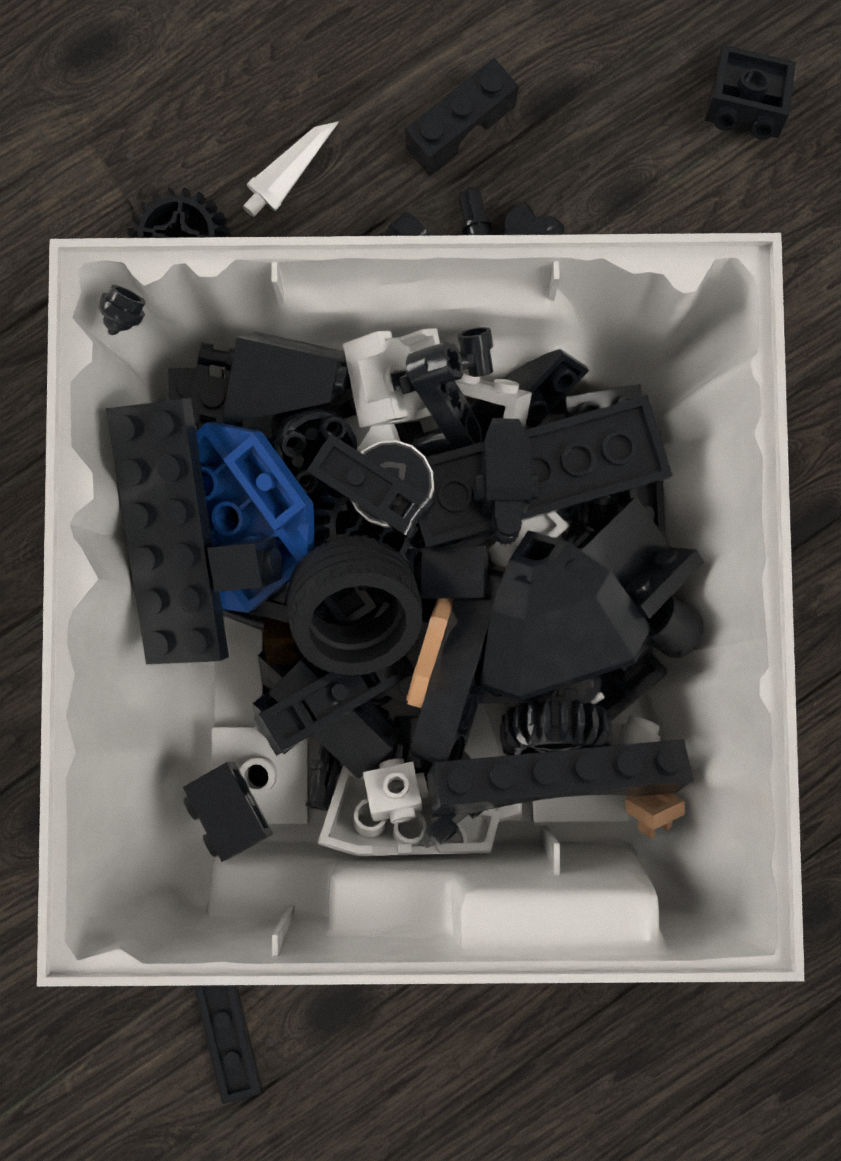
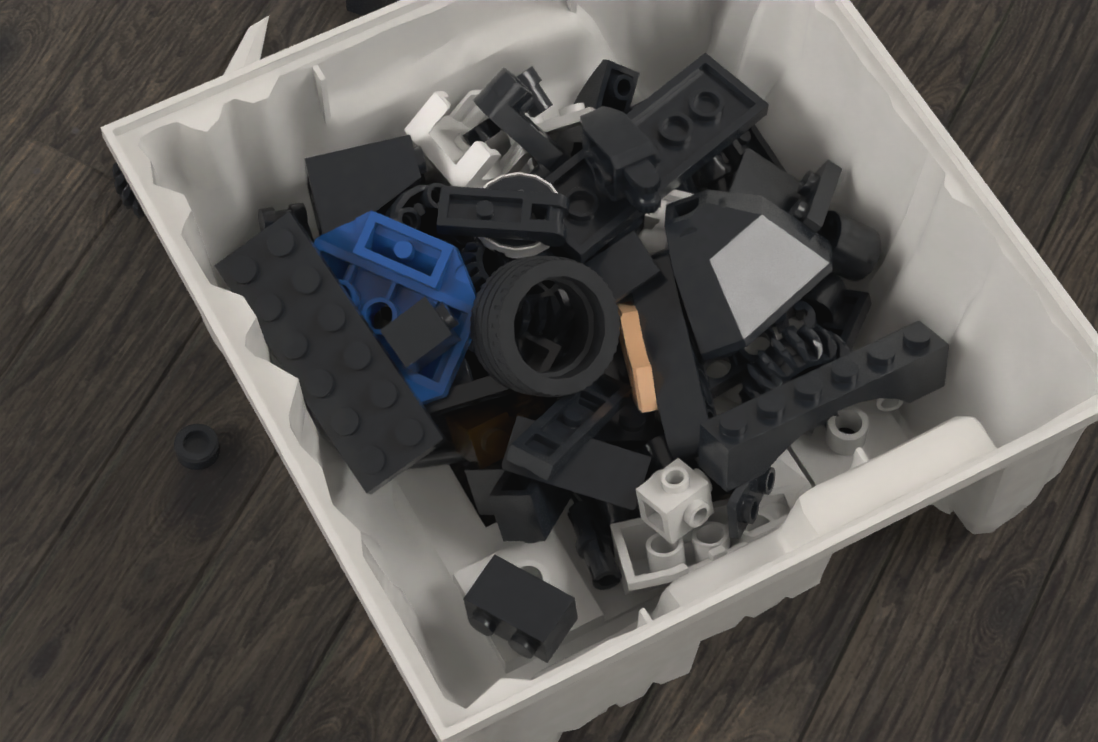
camera: 30 degrees left, 25 degrees down
(121, 309) = (196, 156): black plate -> none
(655, 811) = (933, 413): light nougat tile -> none

